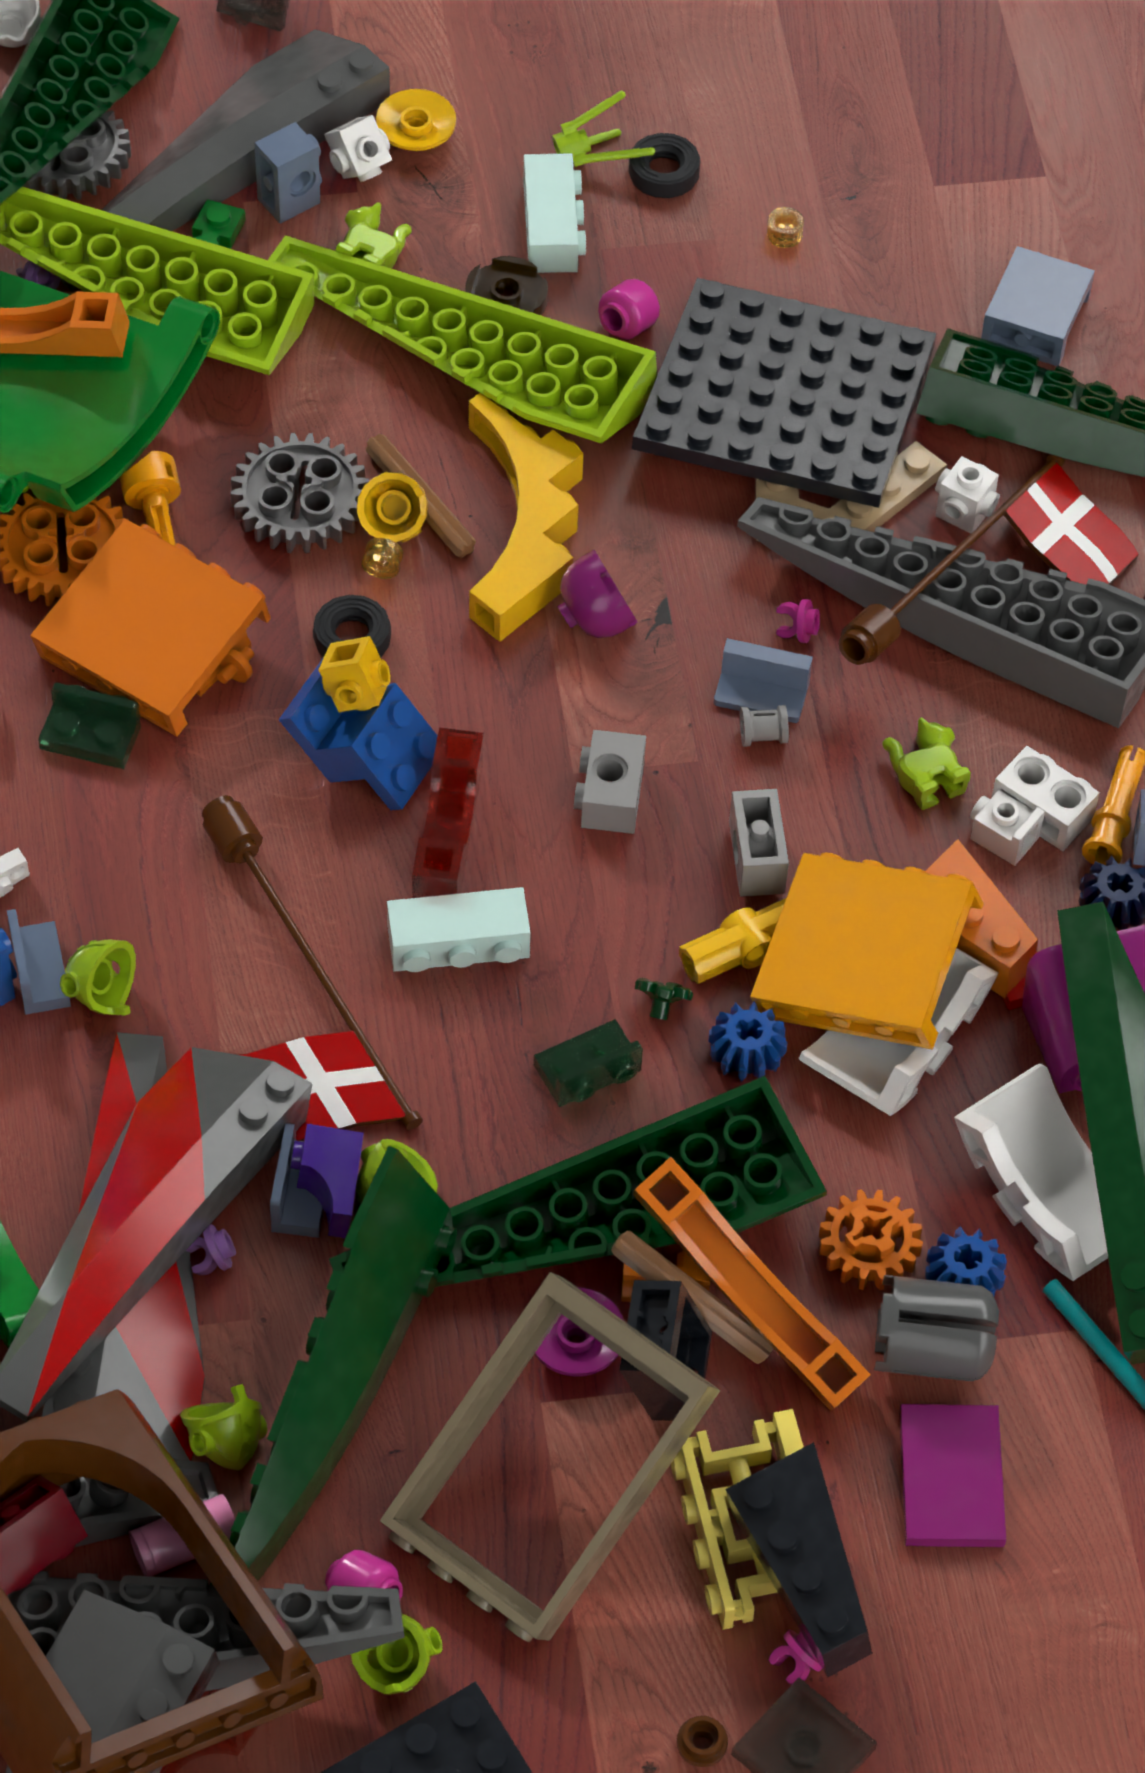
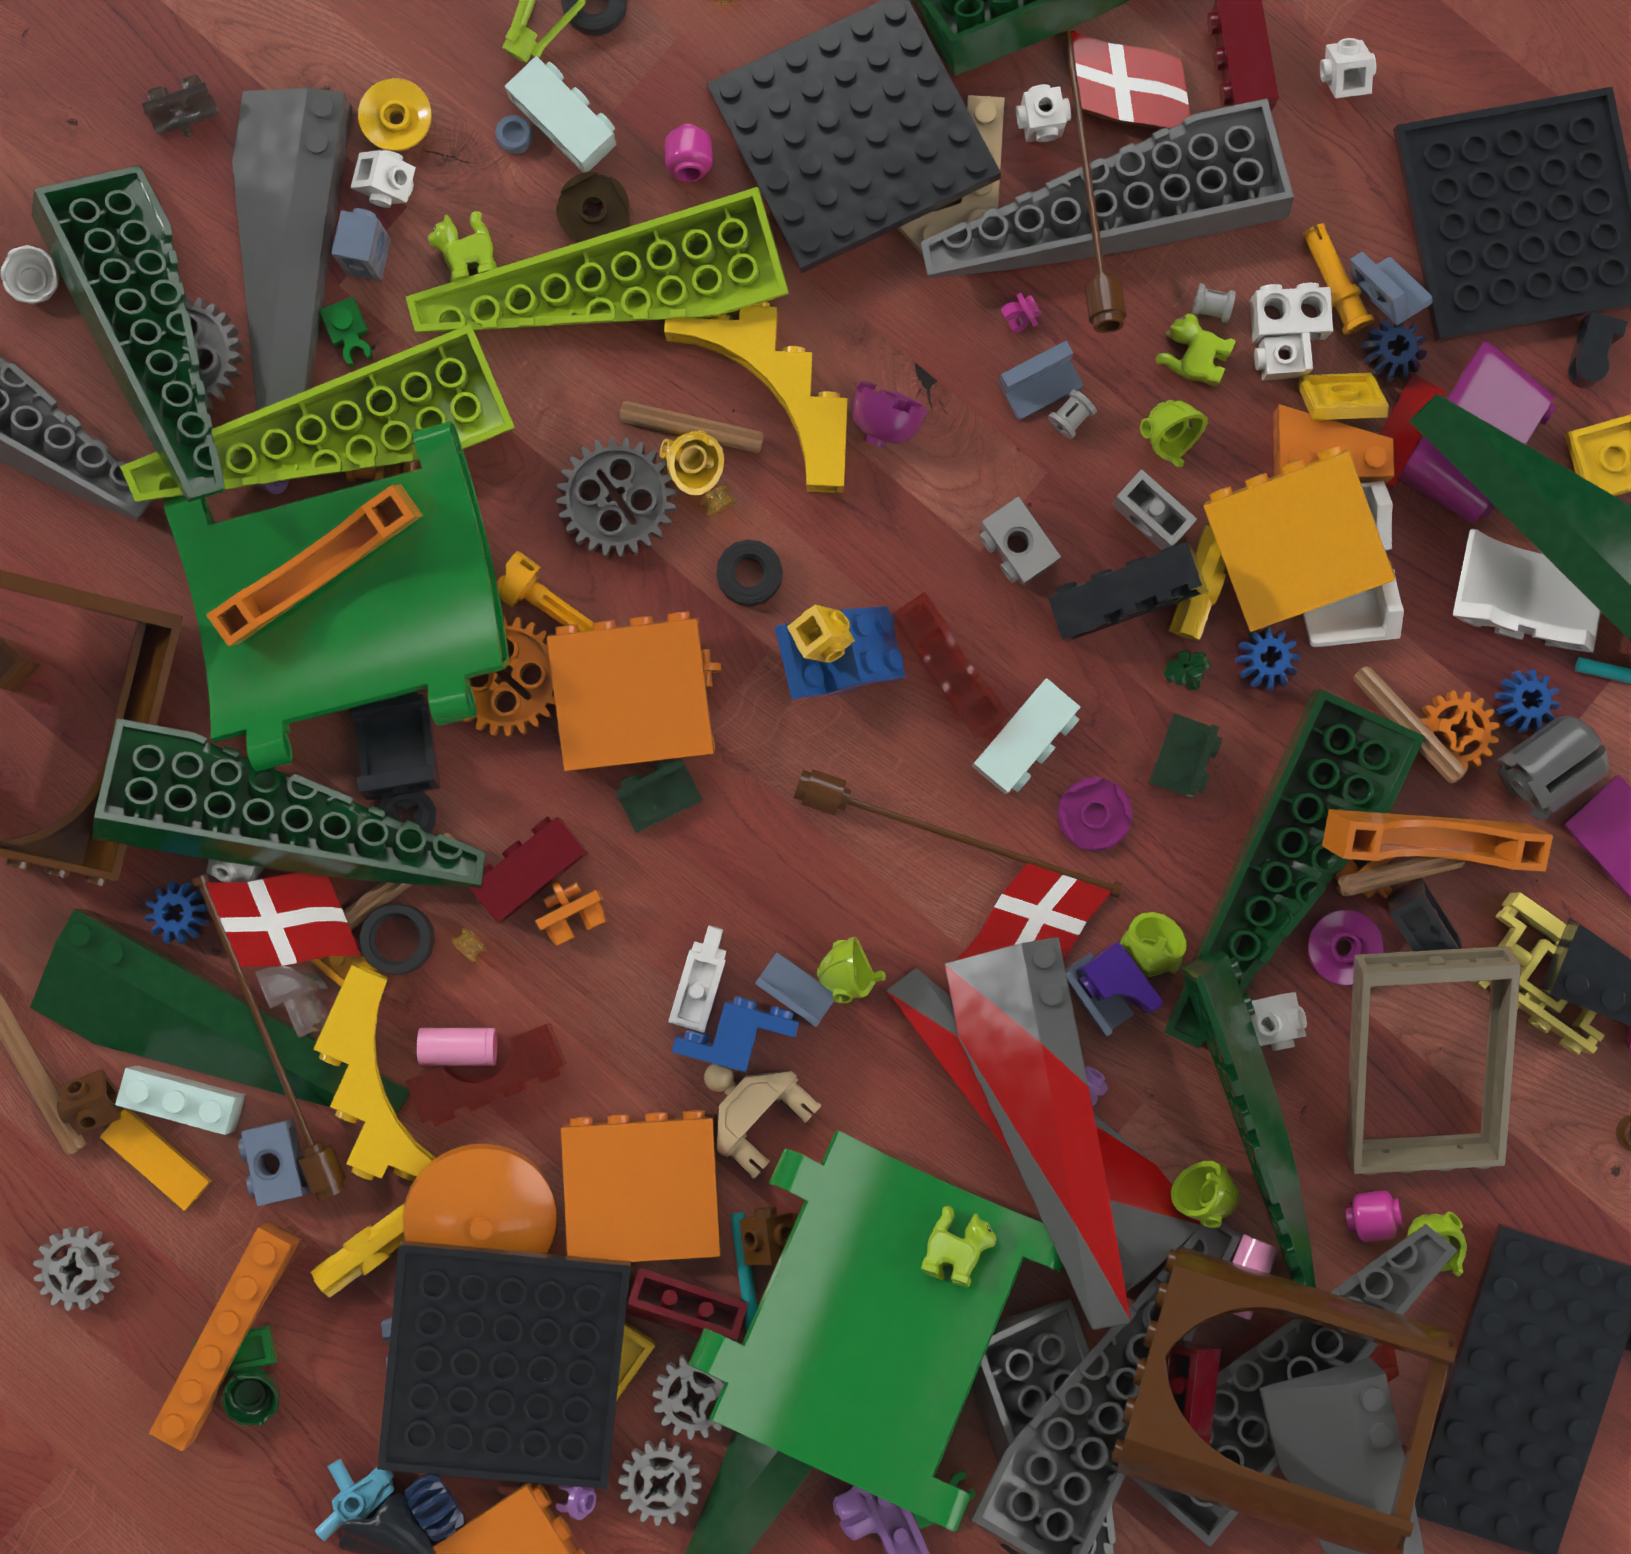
camera: 40 degrees left, 30 degrees up
(445, 1332) = (1279, 1021): none -> white brick
(457, 1046) = (1094, 814): none -> magenta tile
(499, 204) = (514, 134): none -> sand blue tile
(672, 875) = (1127, 592): none -> black wedge
(826, 1210) = (1399, 713): none -> medium nougat axle
(843, 799) = (1170, 429): none -> lime helmet
(981, 739) = (1213, 303): none -> light grey bush
(1025, 883) = (1343, 396): none -> yellow plate

